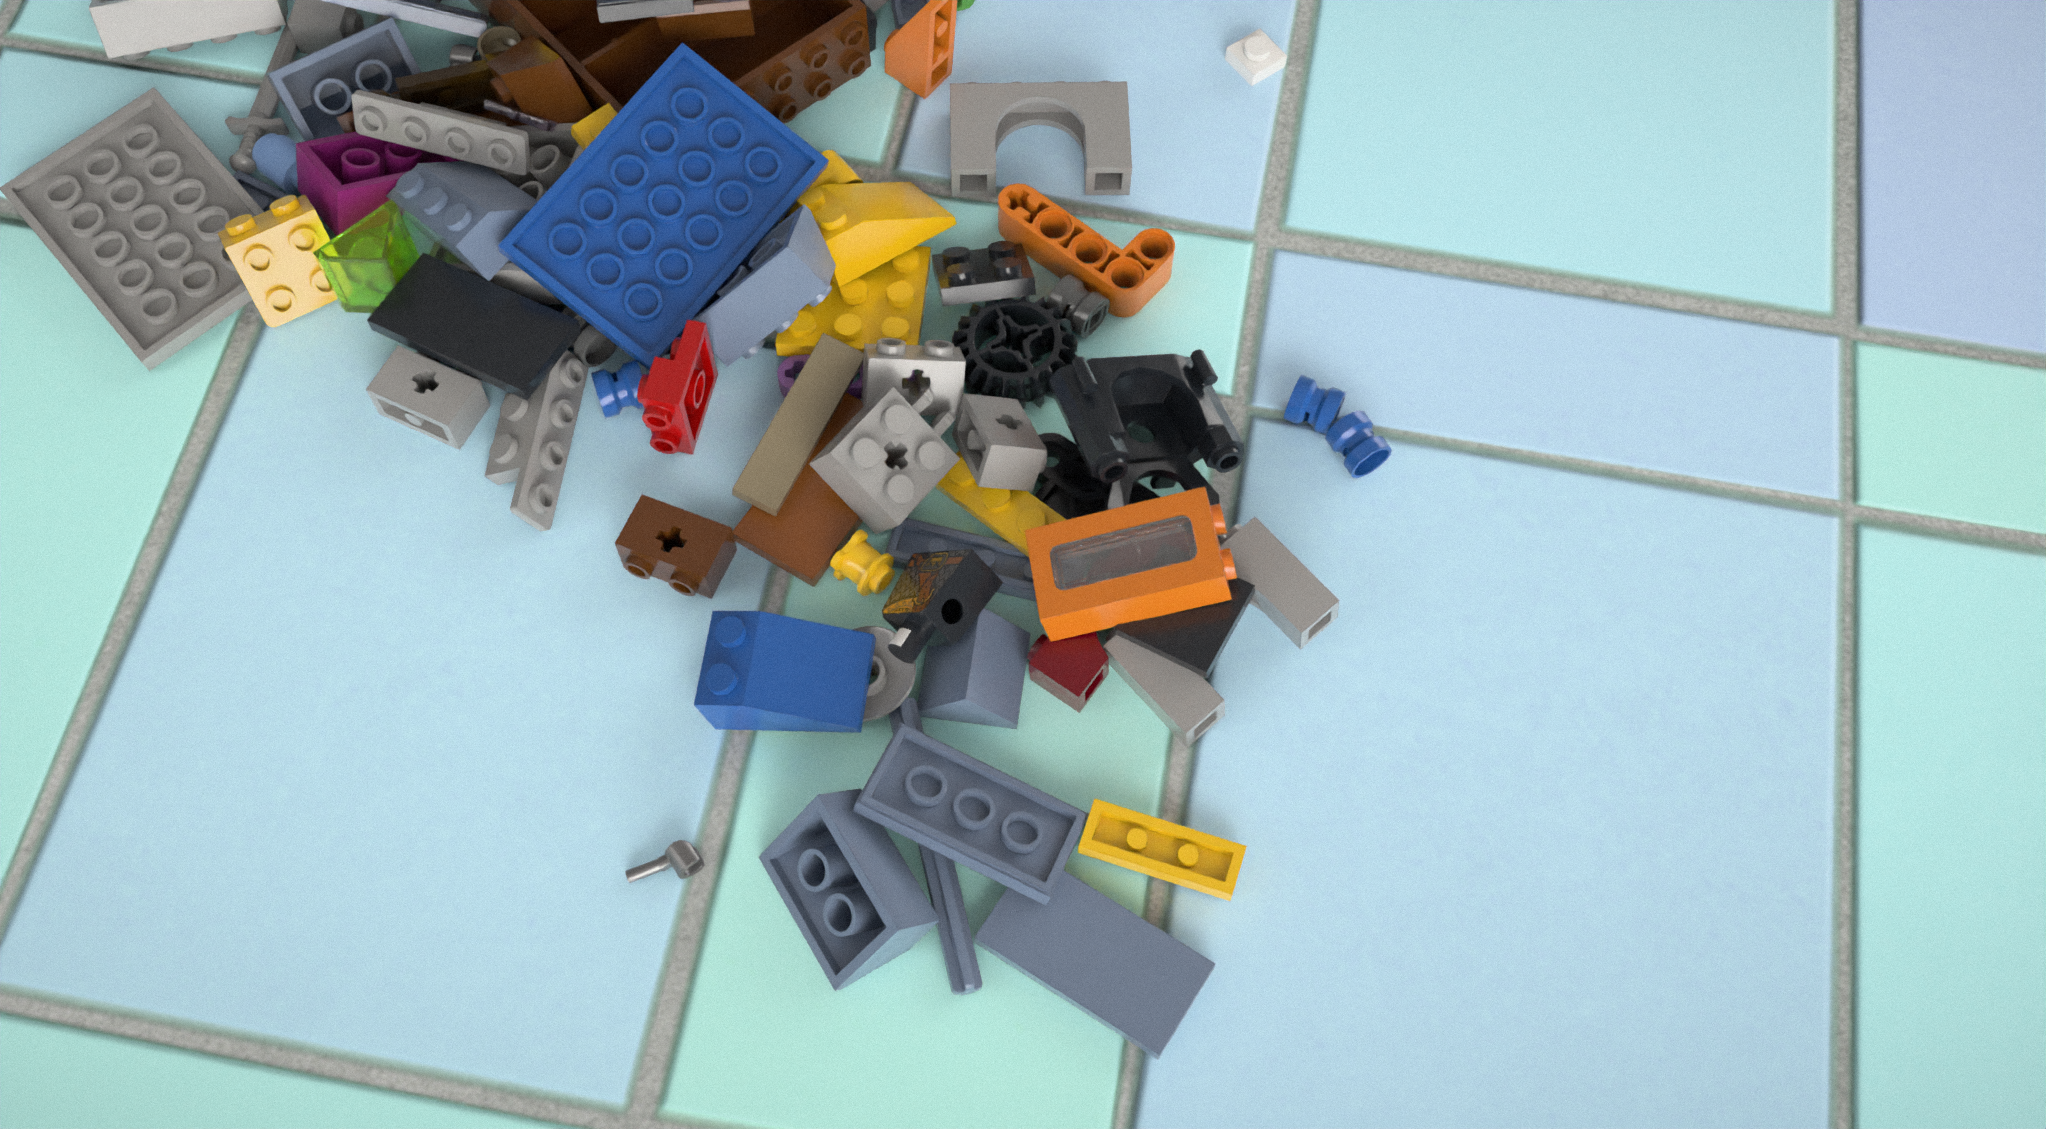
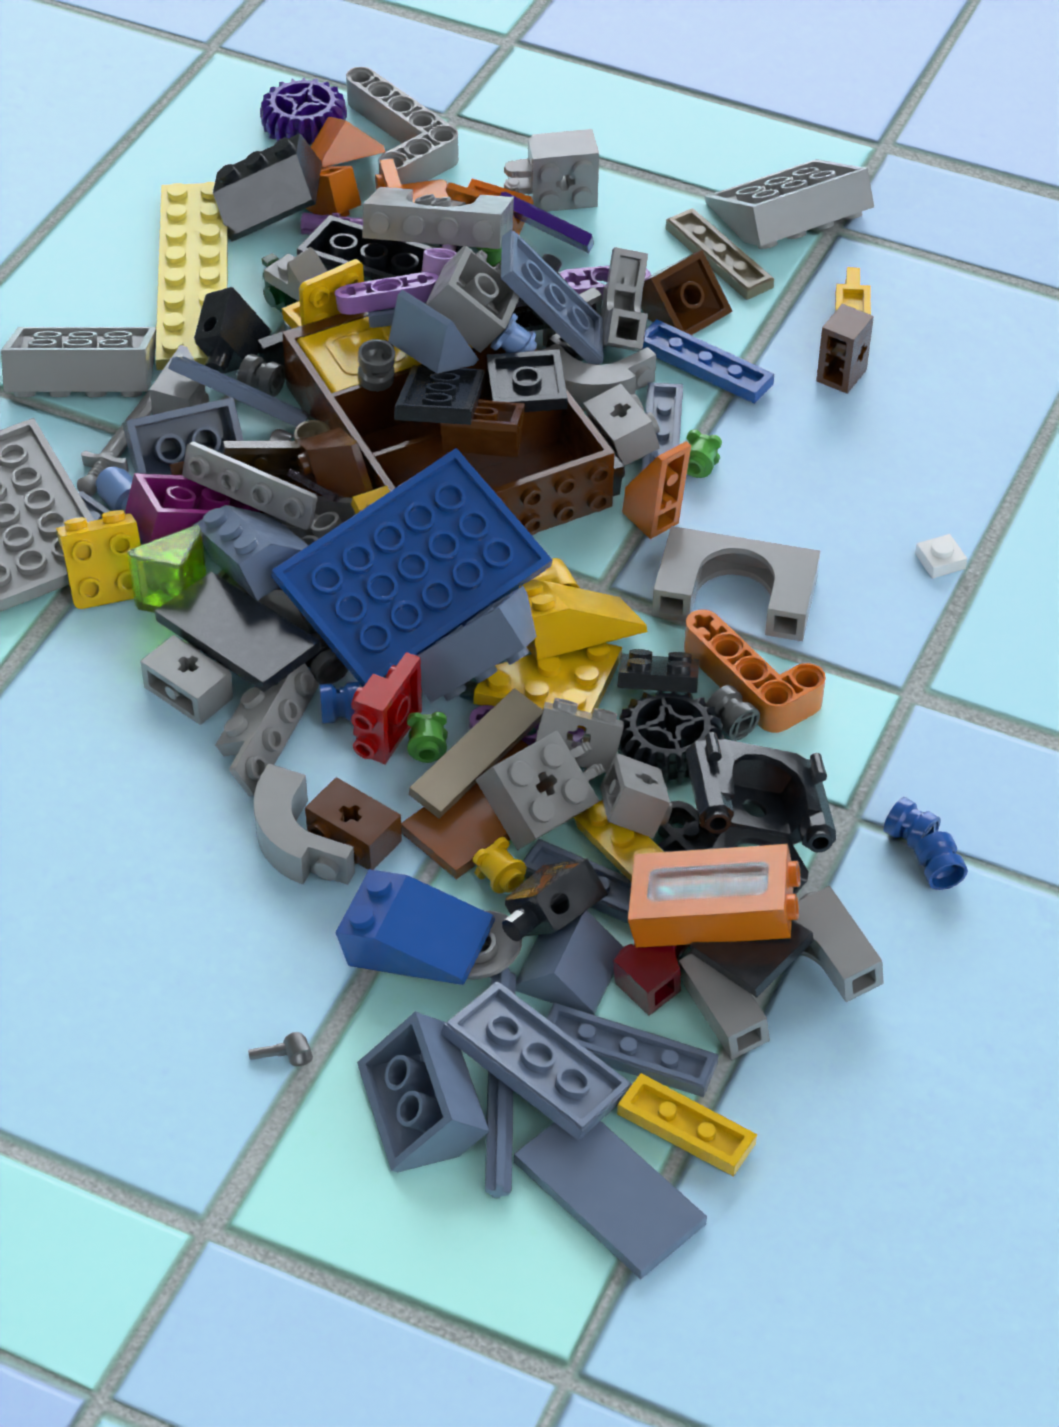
camera: 15 degrees right, 15 degrees down
(579, 545) = (284, 843): none -> light grey arch
(734, 412) = (427, 736): none -> bright green brick
(1076, 763) = (638, 1050): none -> sand blue tile

